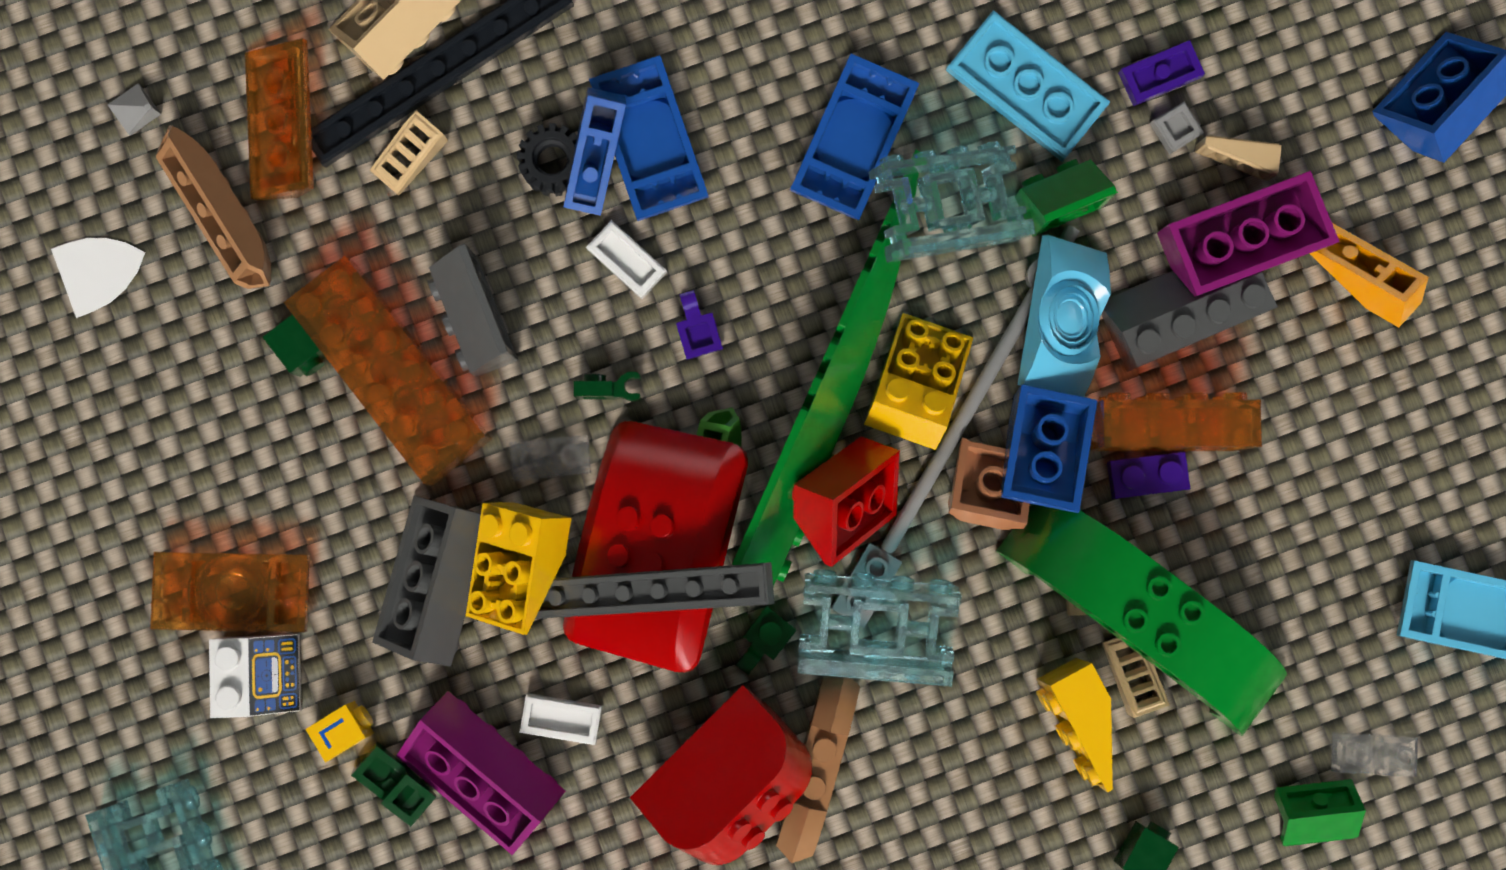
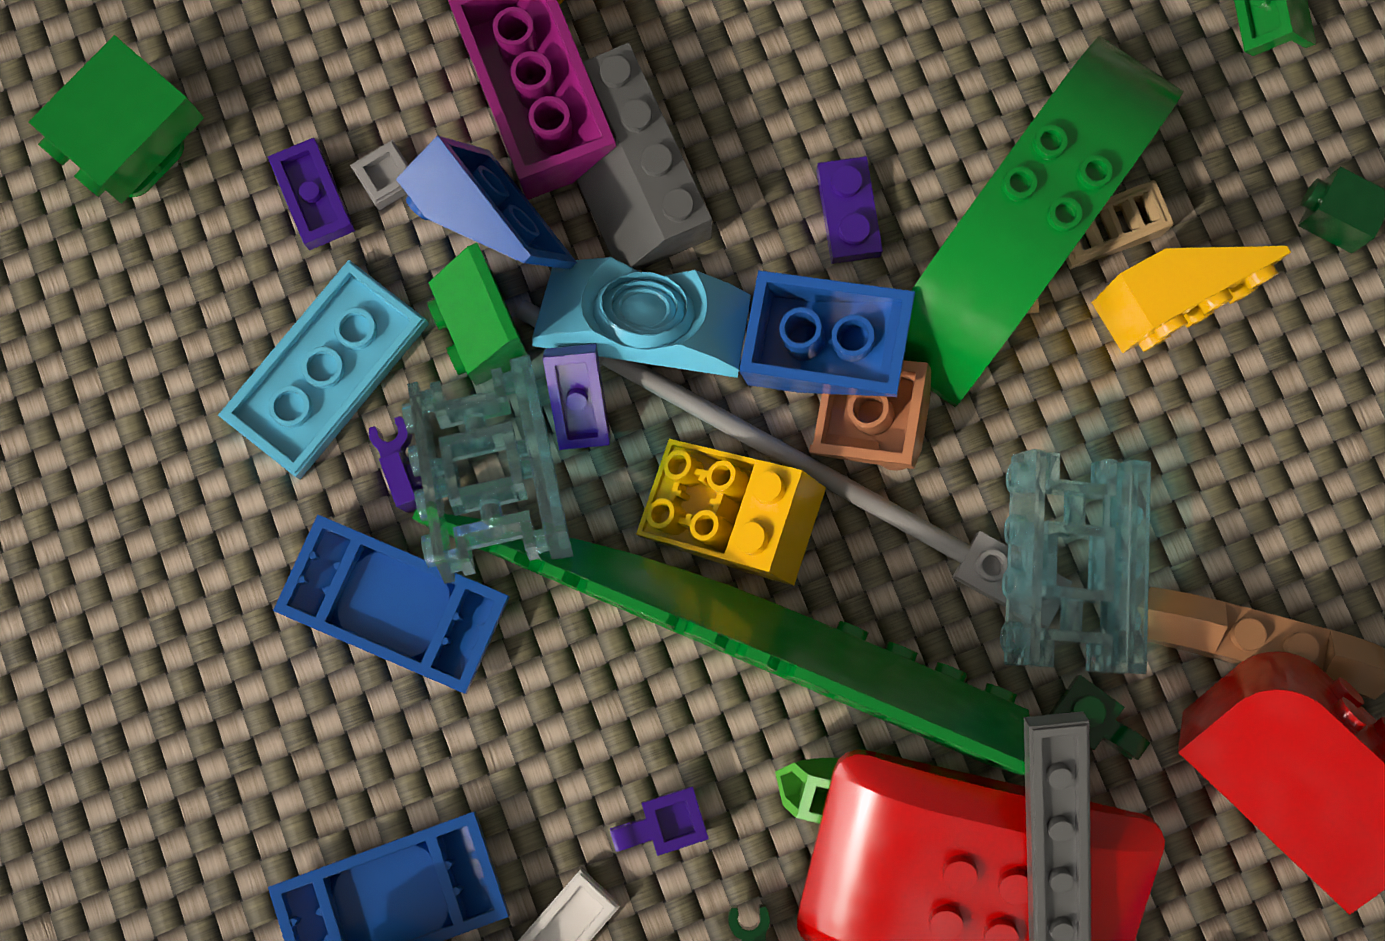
camera: 85 degrees left, 5 degrees down
(847, 498) = (905, 608): red slope -> none
(955, 137) = (397, 466): none -> dark purple plate
(1004, 268) = (577, 396): none -> dark purple plate
(1150, 197) = (477, 198): none -> slope
(1177, 424) = (785, 167): clear orange brick -> none
(1248, 156) = (426, 81): tan slope -> none

